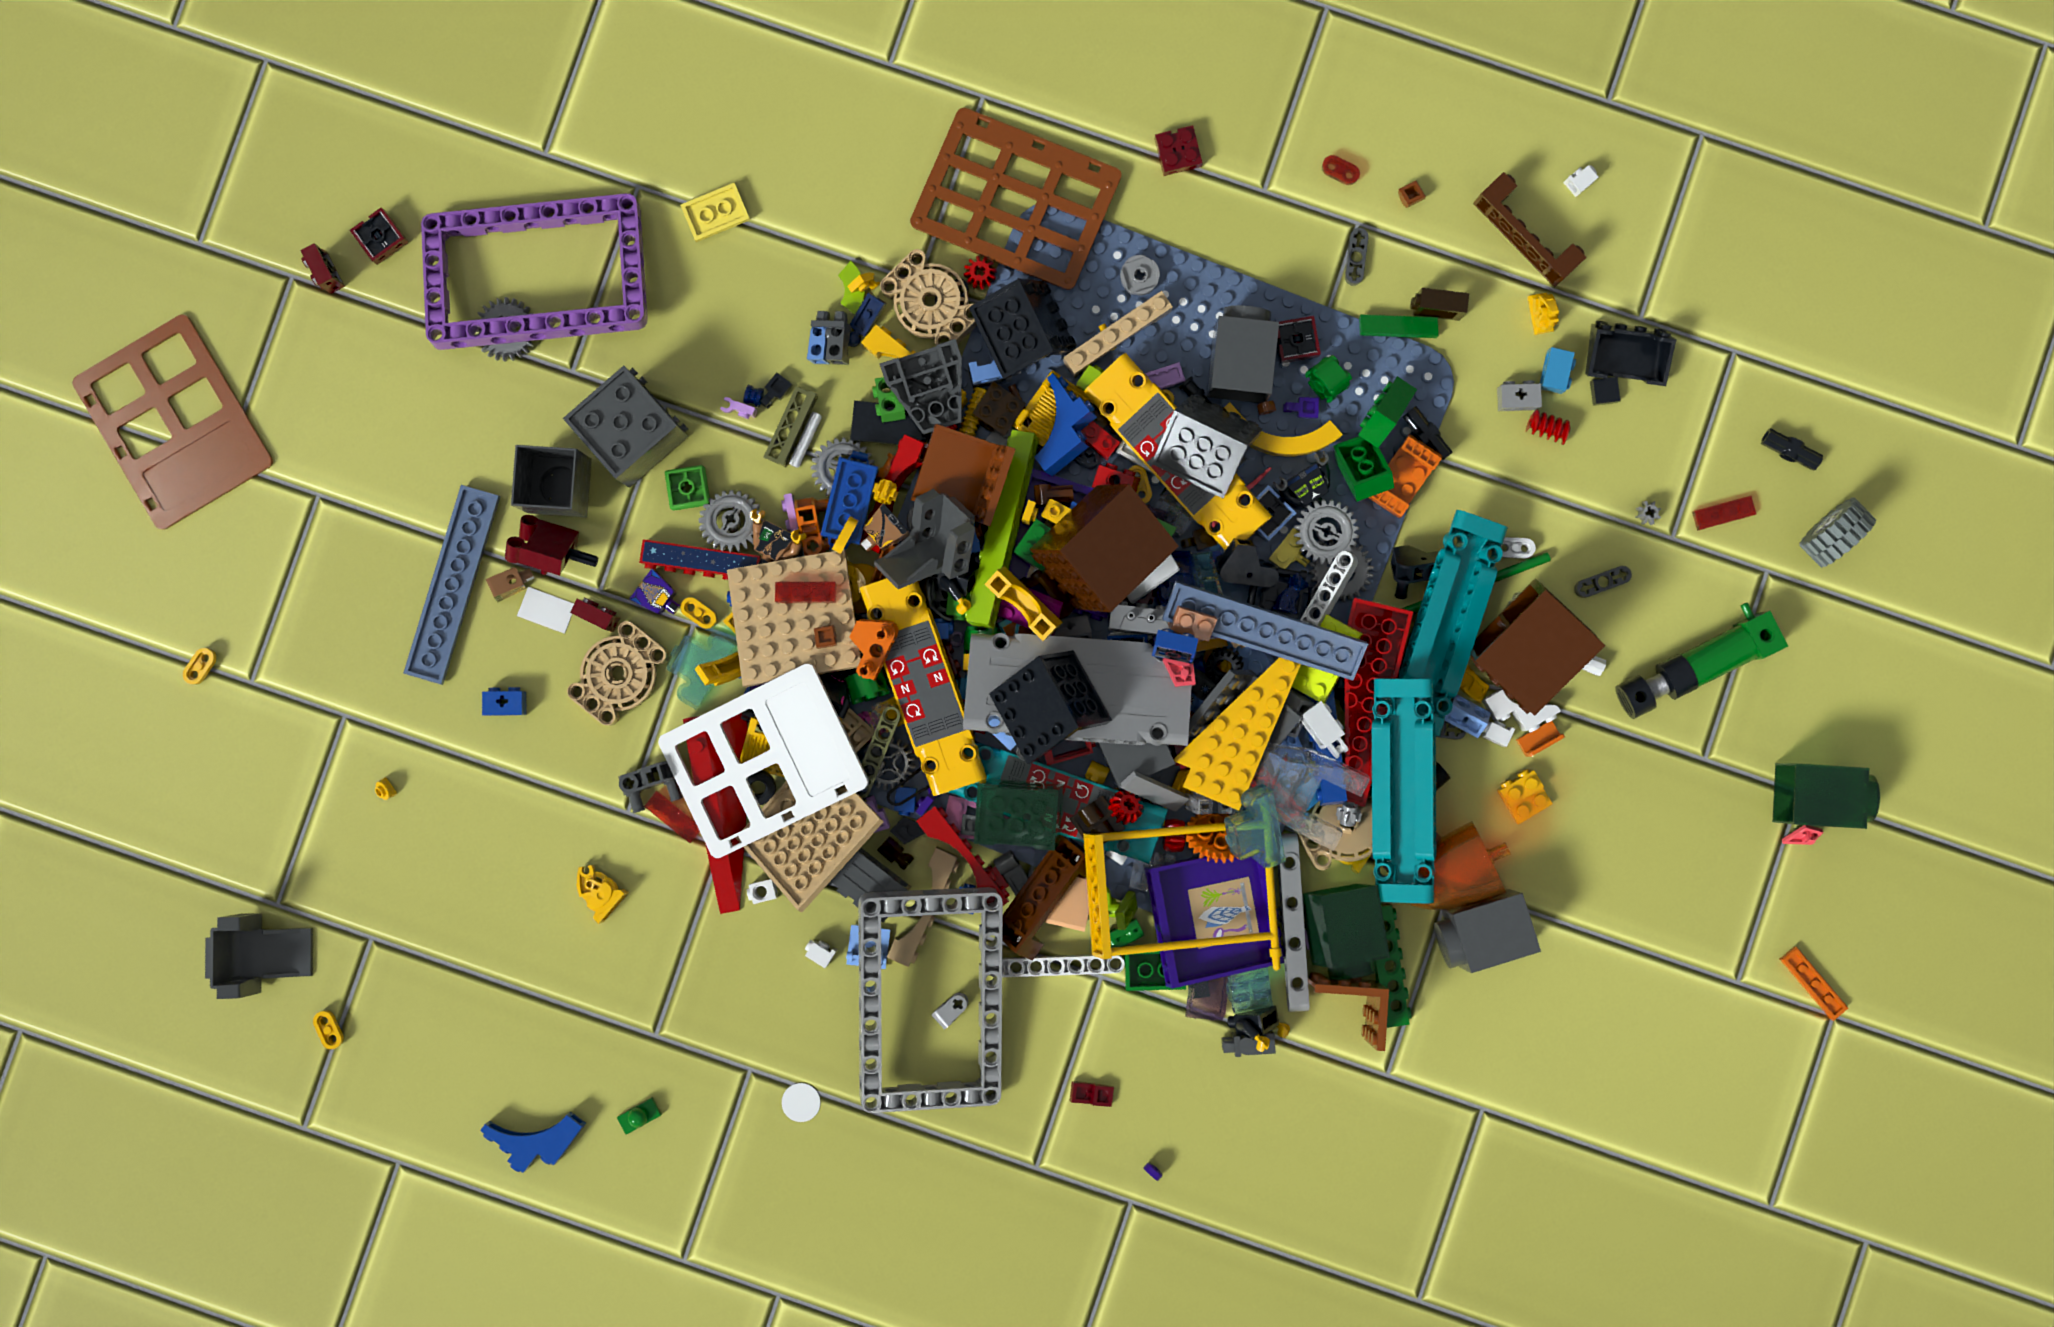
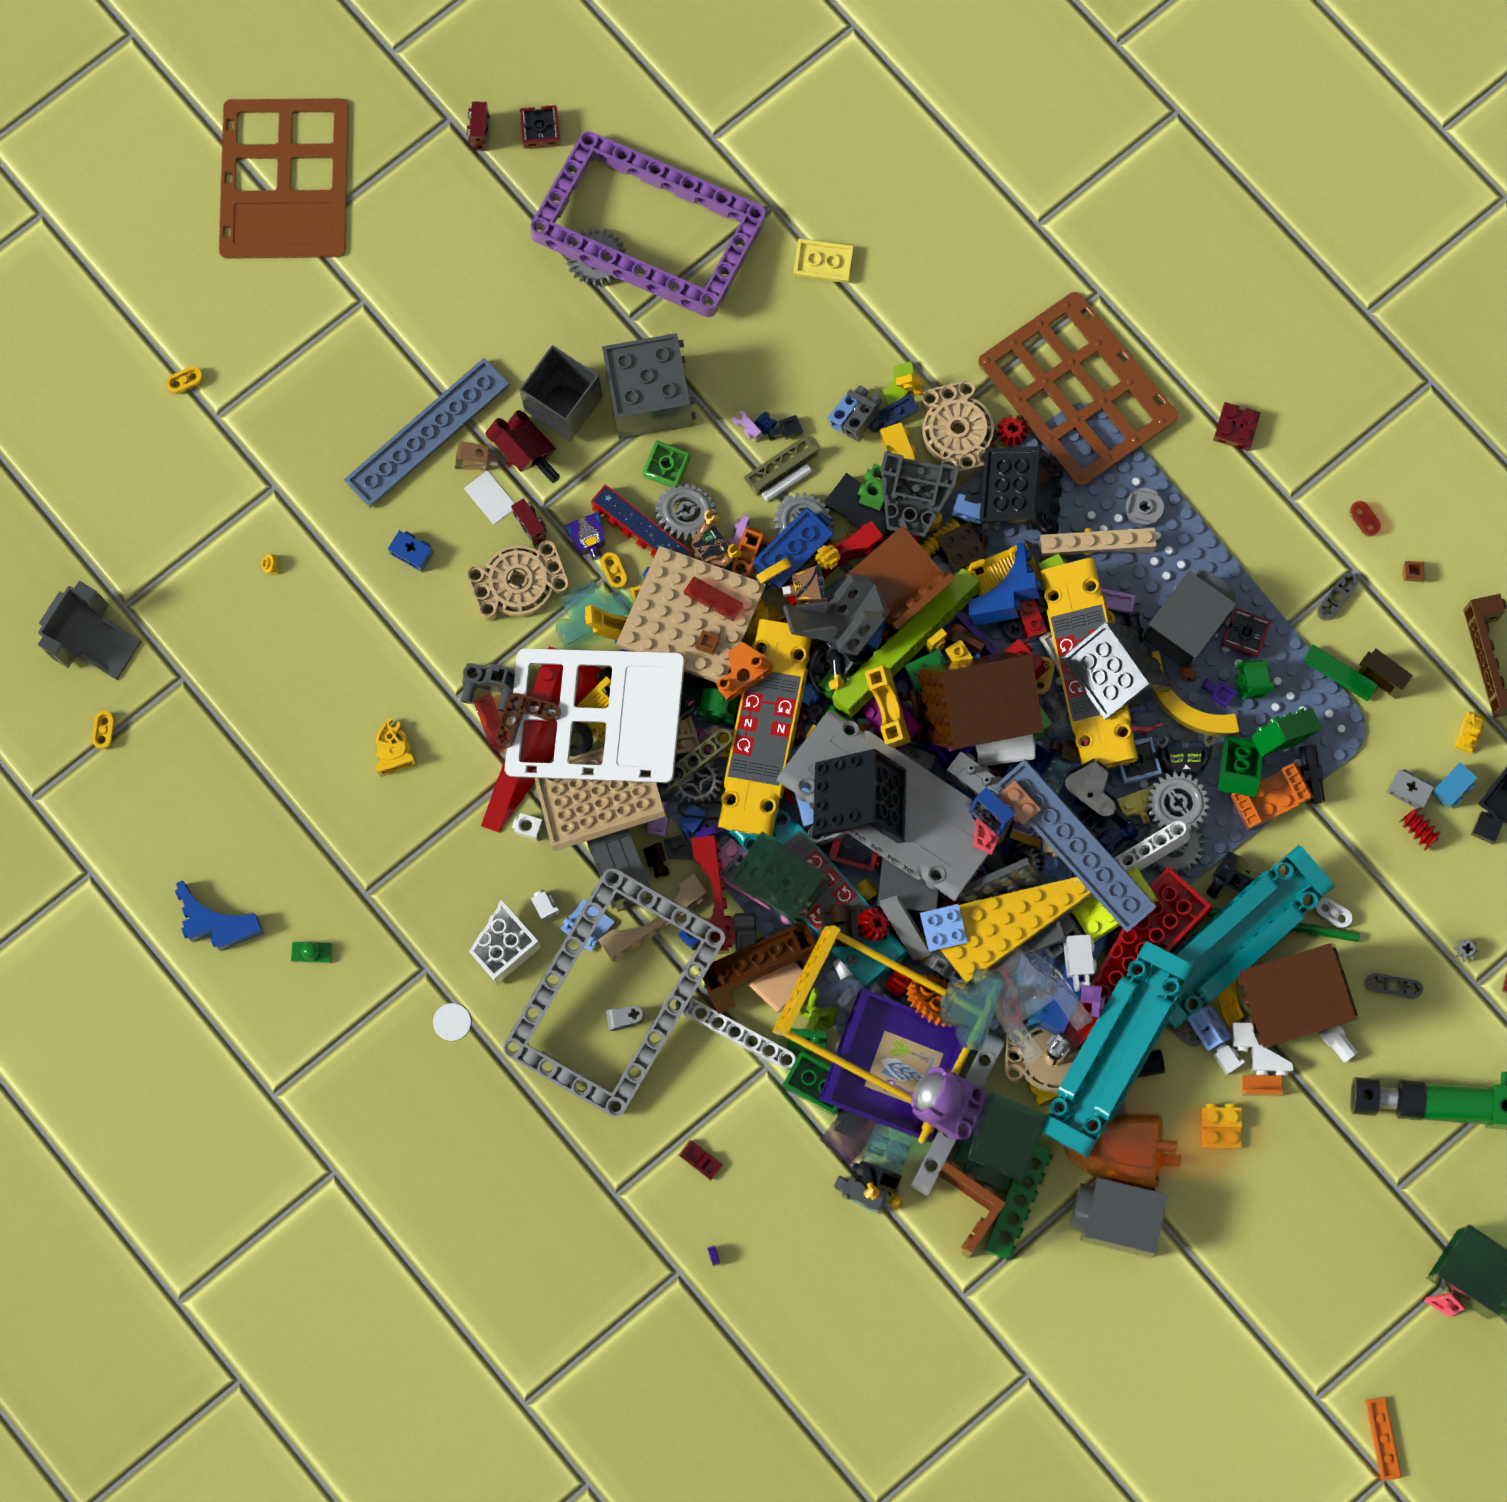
camera: 30 degrees right, 10 degrees down
(694, 791) = (522, 708): none -> reddish brown beam
(805, 1010) = (503, 944): none -> white wedge
(1190, 774) = (943, 927): none -> light blue hinge
(1283, 925) = (948, 1103): none -> medium lavender piece
(1356, 753) = (1092, 995): none -> medium lavender bracket

